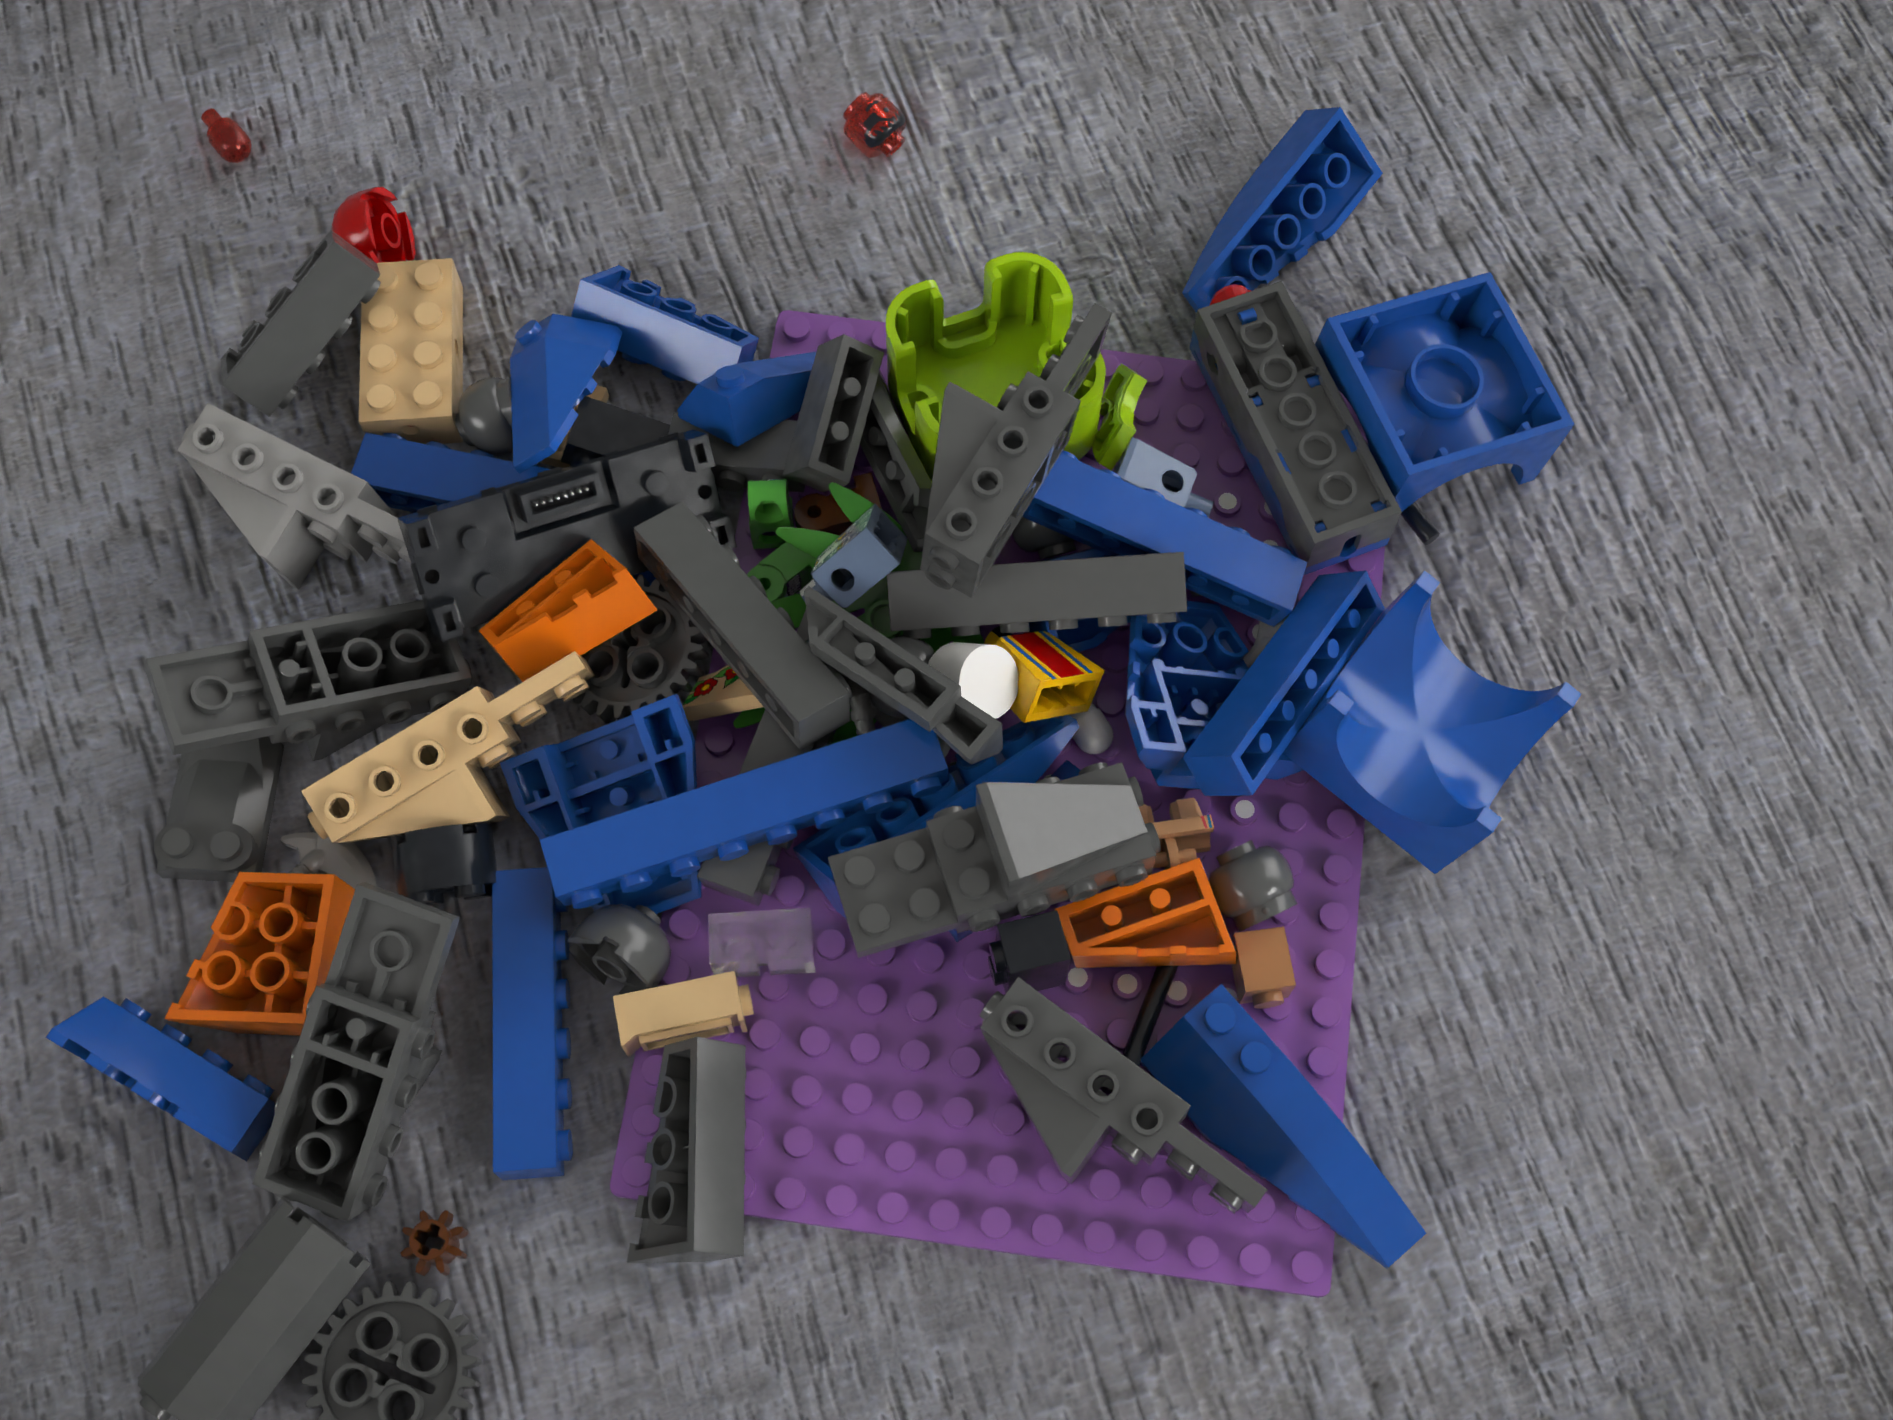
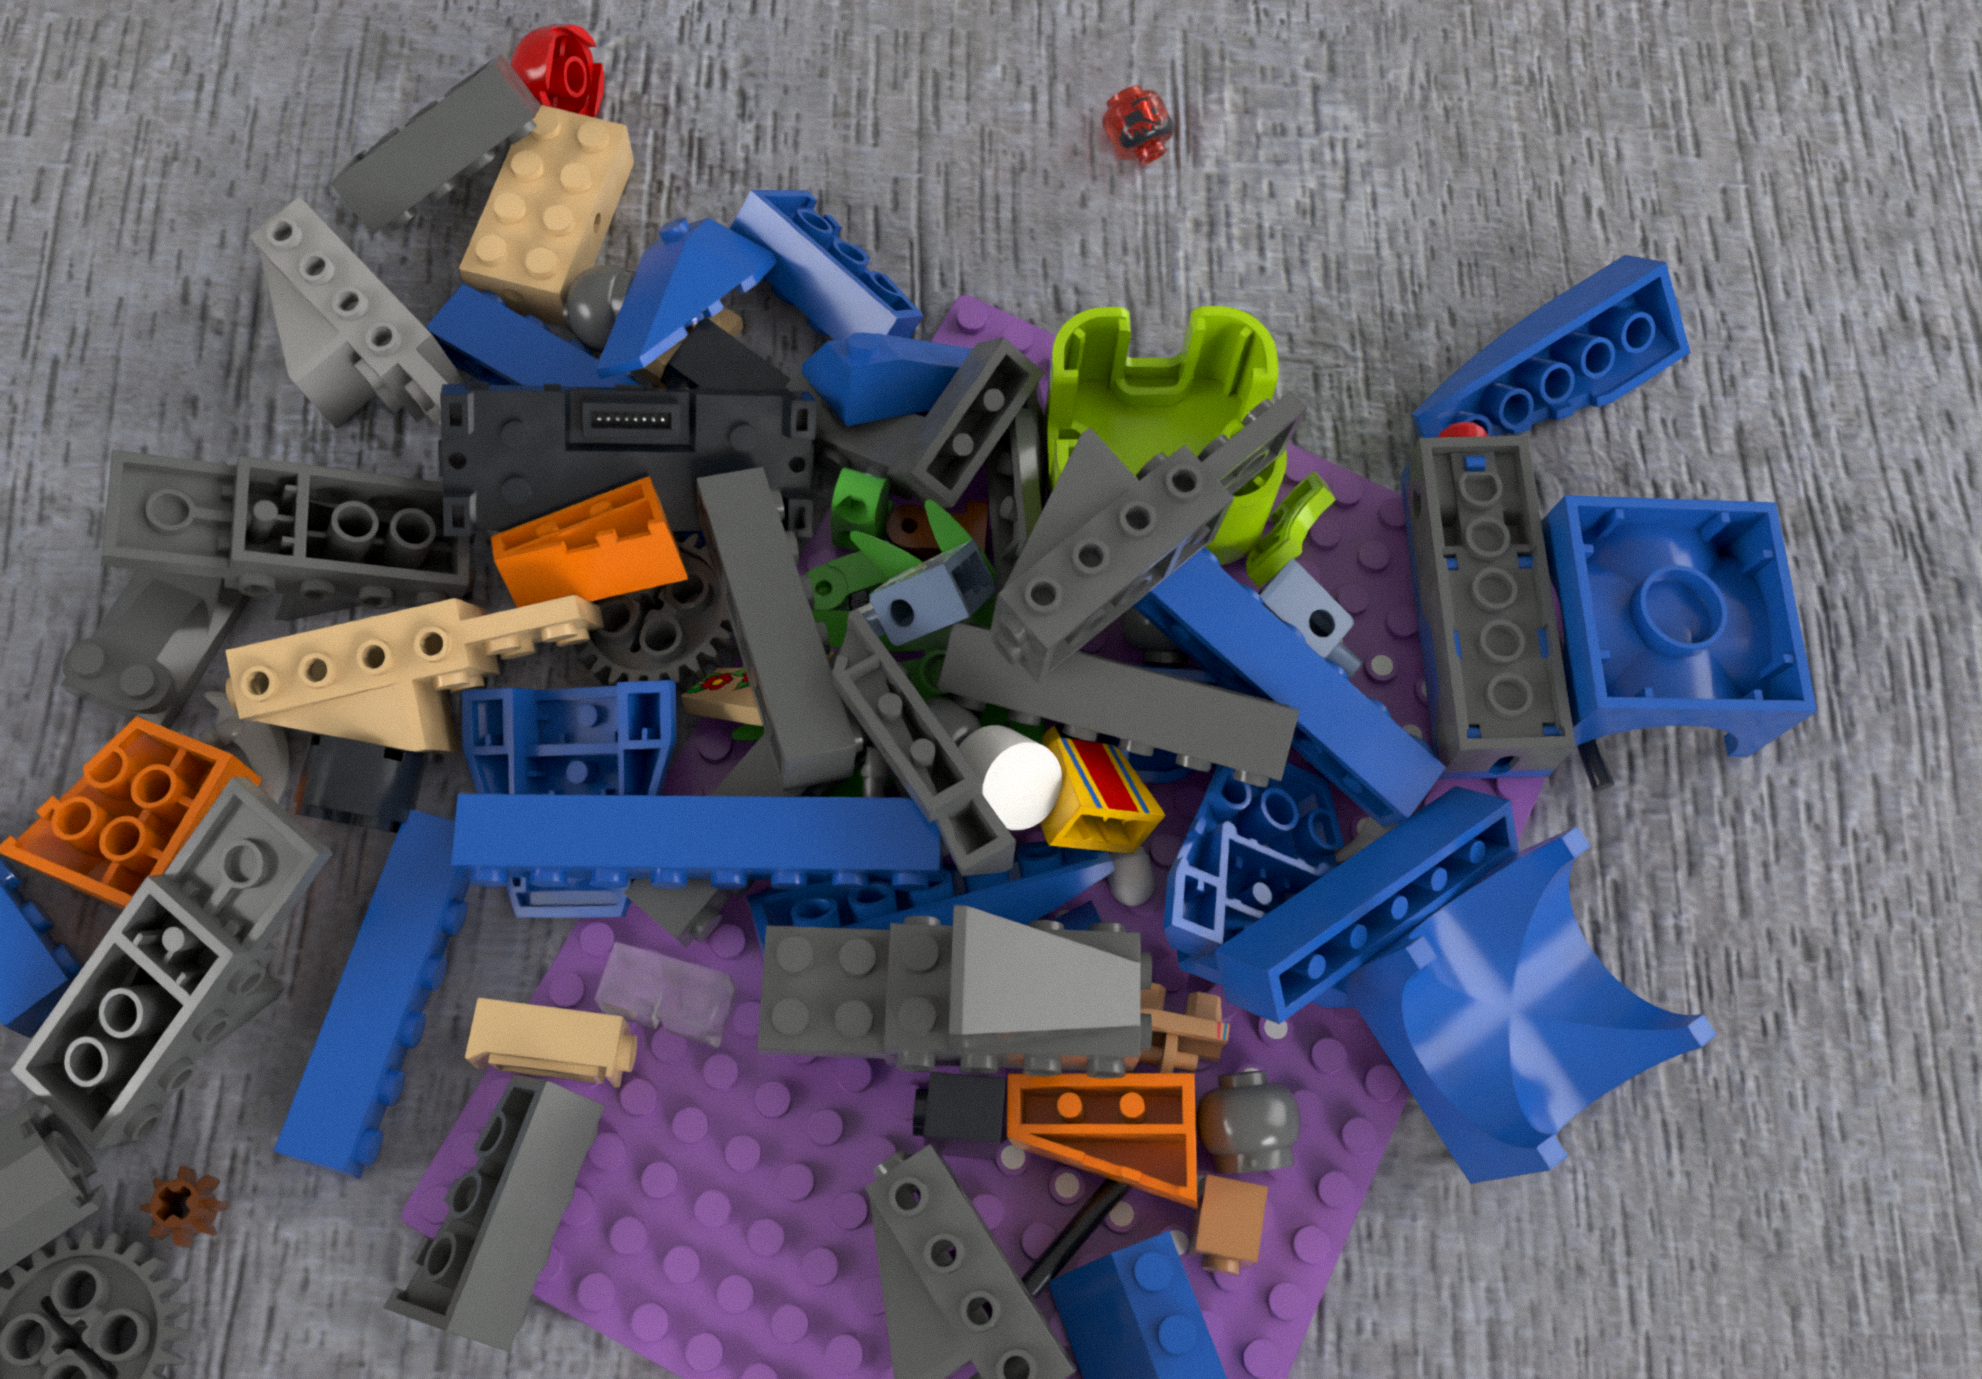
camera: 15 degrees right, 0 degrees up
(623, 946) = (517, 943): dark grey cylinder -> none

